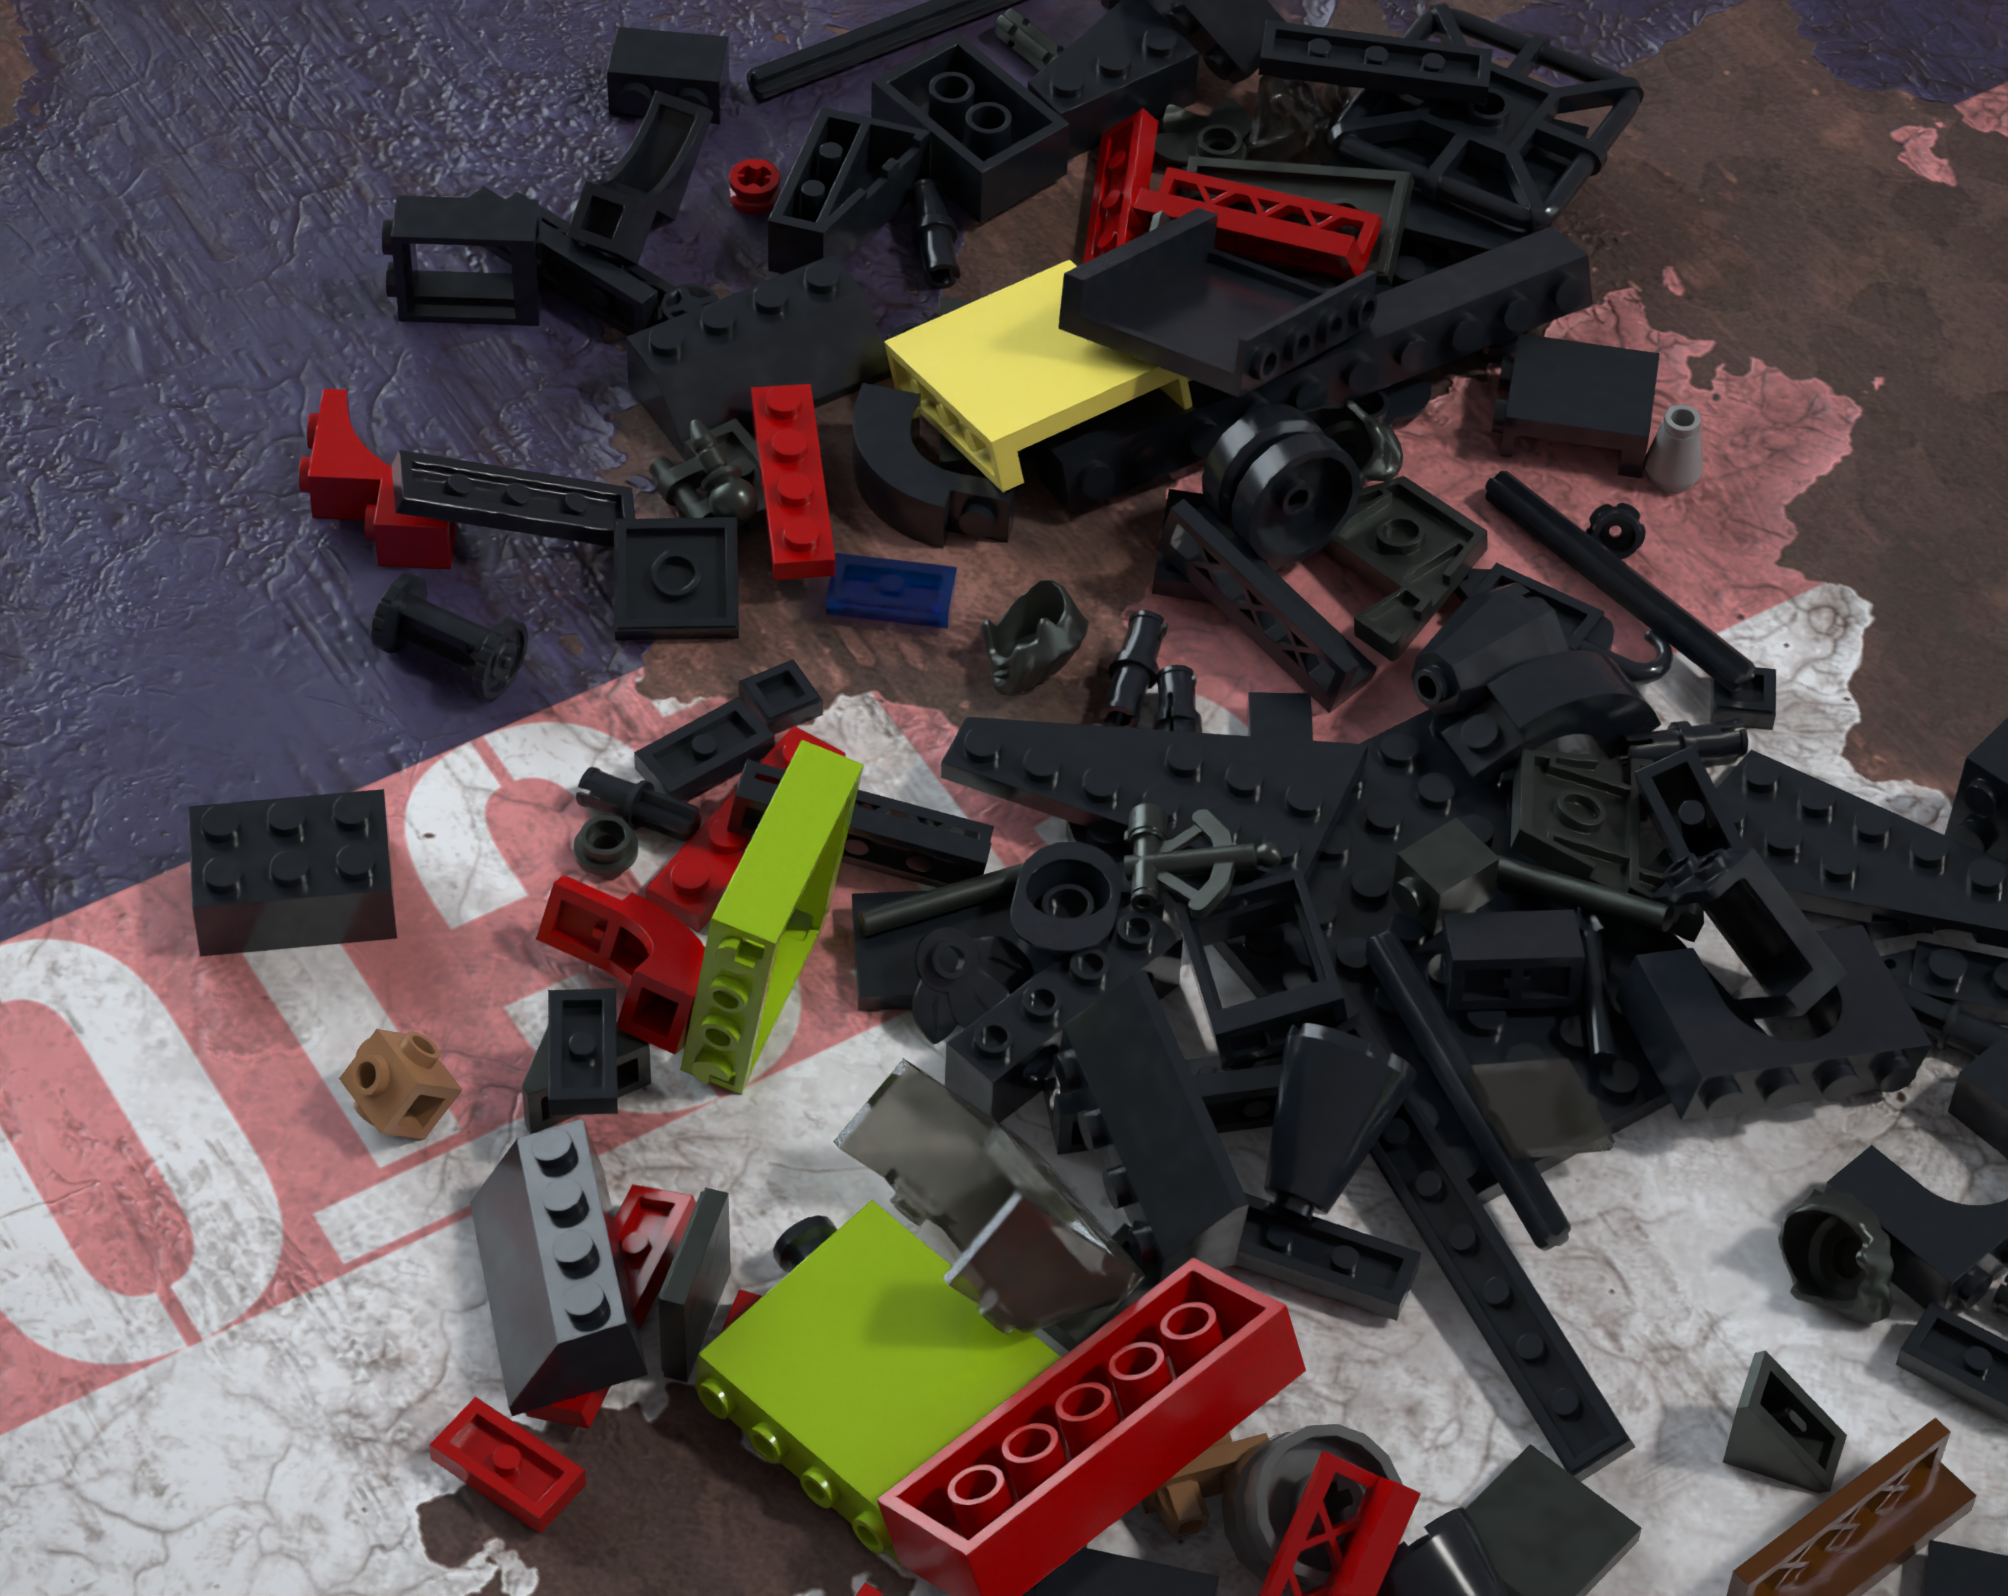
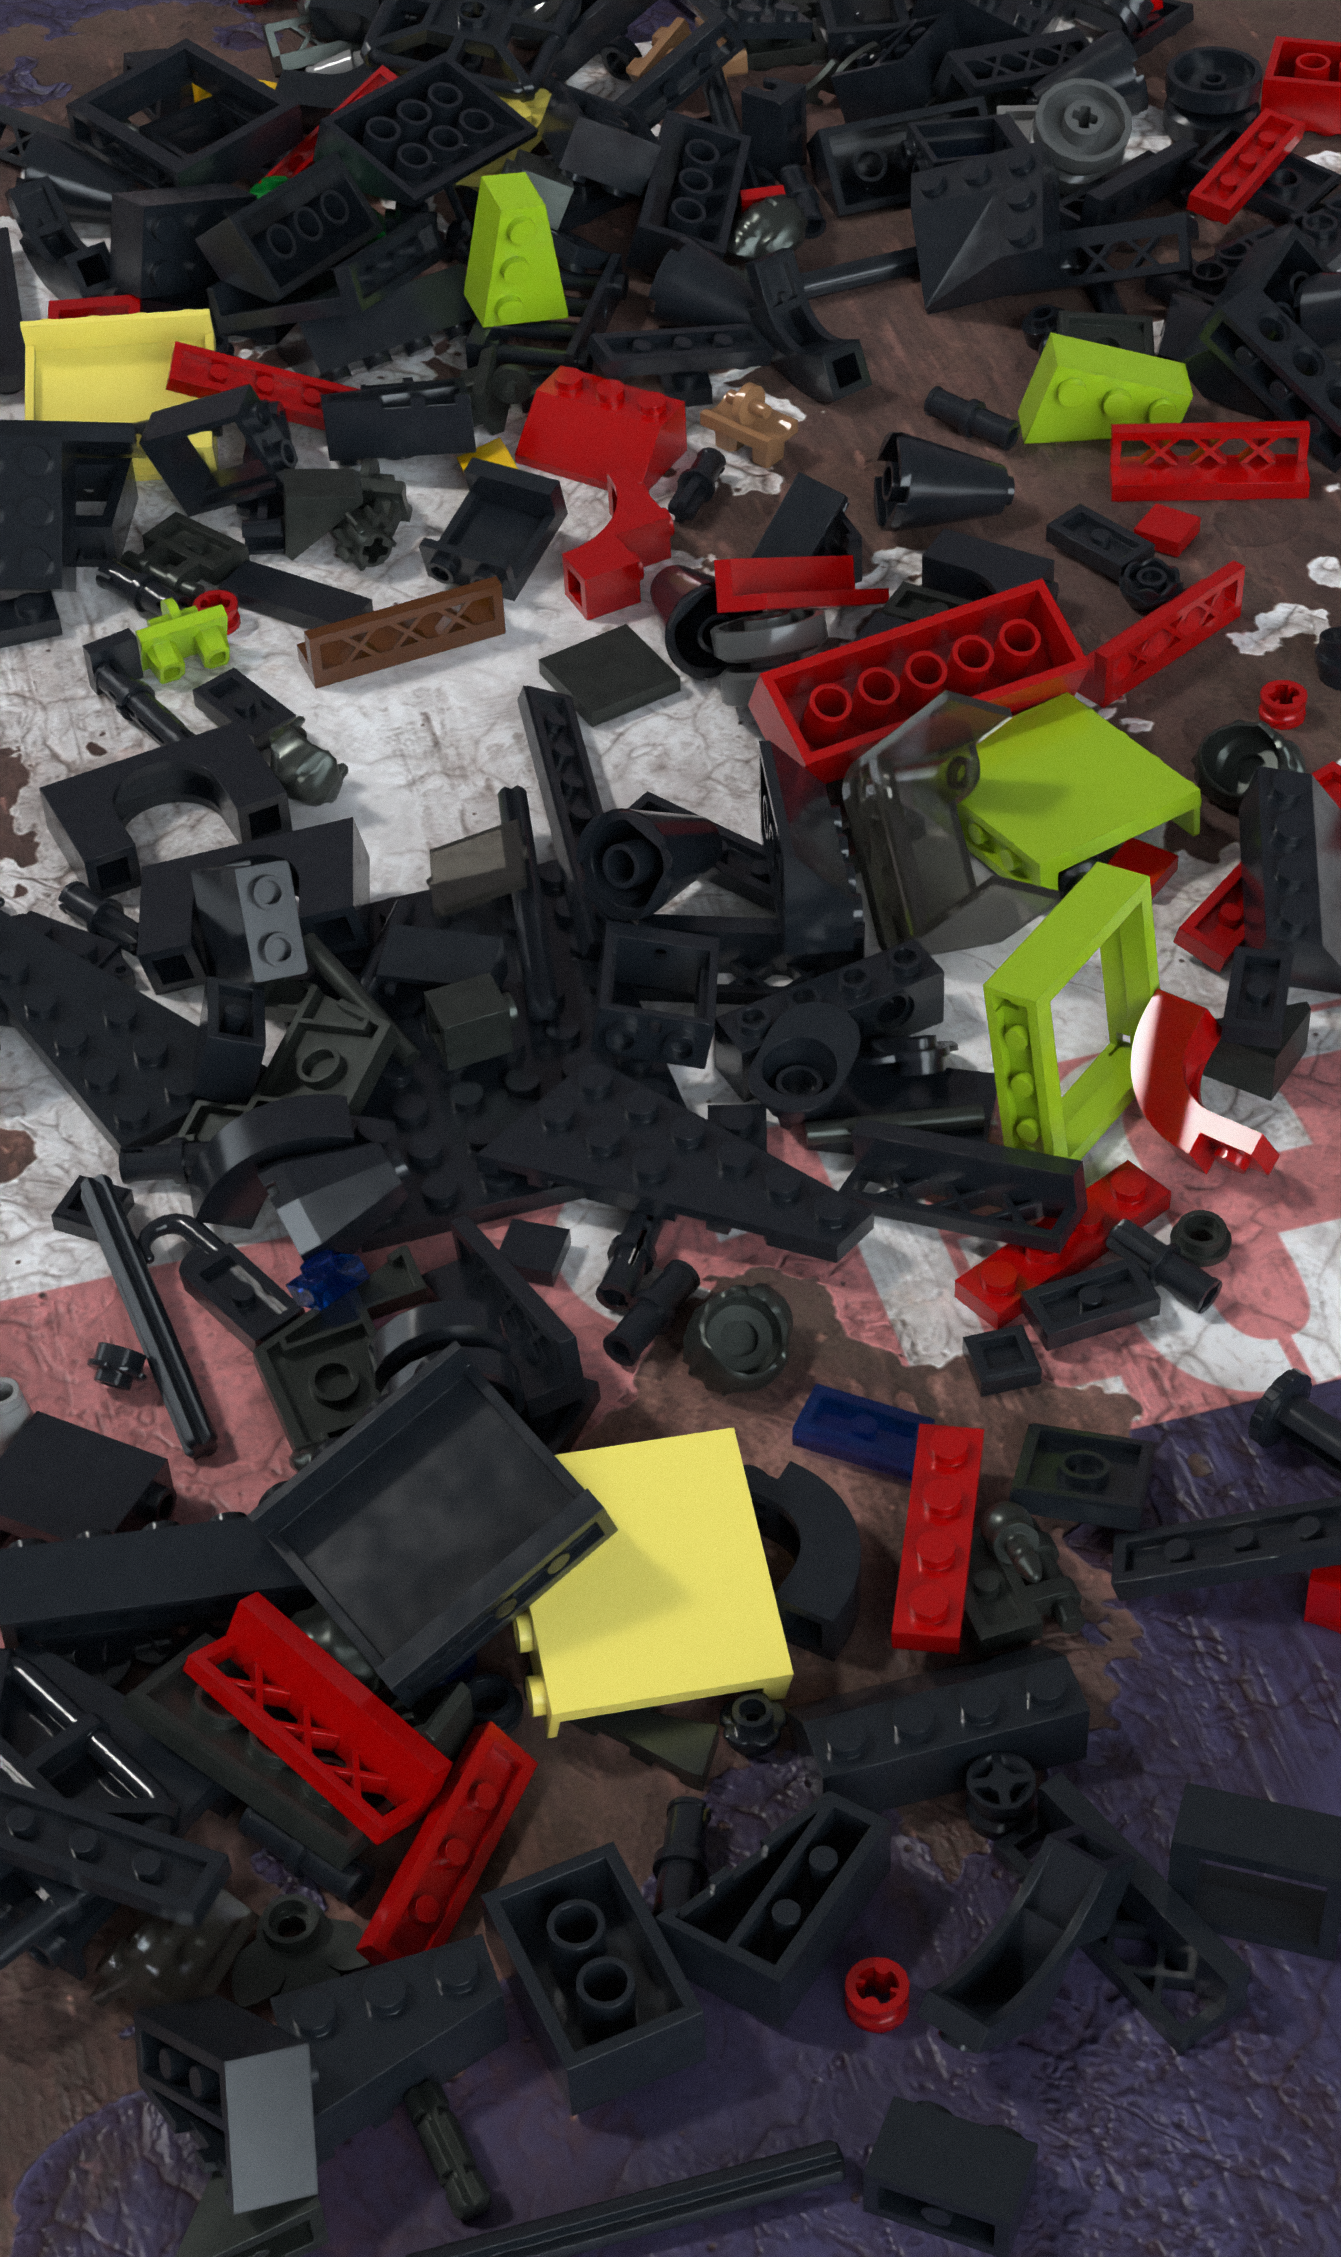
camera: 160 degrees left, 5 degrees down
(654, 1485) = (1231, 755): none -> pearl dark grey hair
(694, 1284) = (1190, 854): pearl dark grey tile -> none
(1160, 861) = (716, 1057): pearl dark grey piece -> none
(1444, 586) = (326, 1279): none -> clear blue plate
(1783, 1430) = (415, 694): pearl dark grey slope -> none

